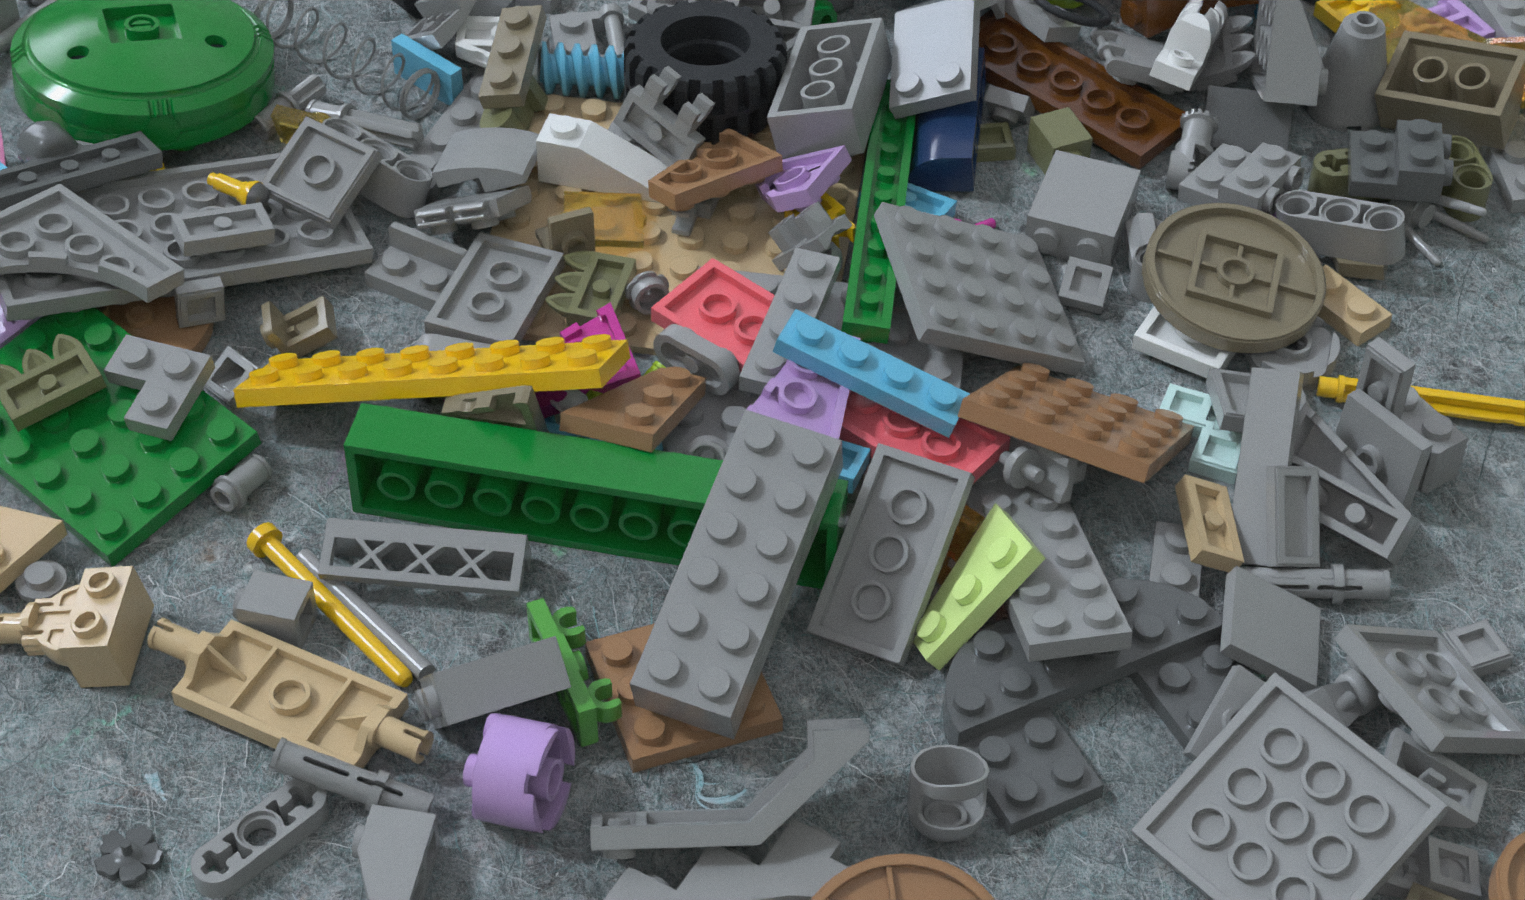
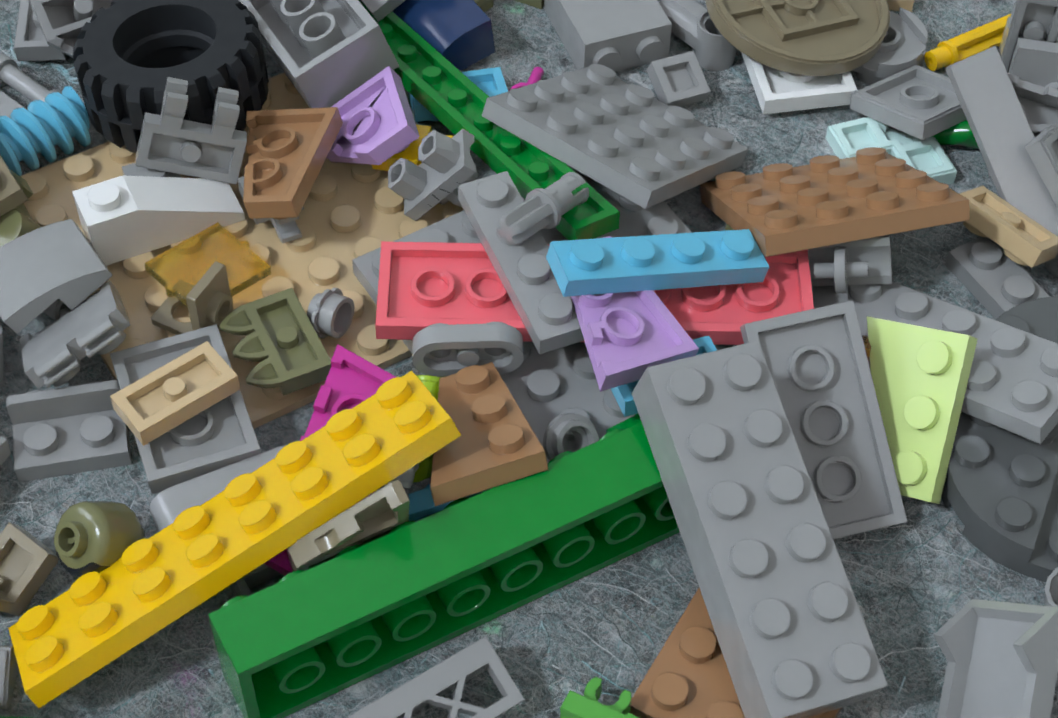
camera: 40 degrees left, 5 degrees up
(364, 329) = (95, 535): none -> olive head
(486, 274) = (175, 393): none -> tan plate
(825, 291) = (542, 208): none -> light grey axle

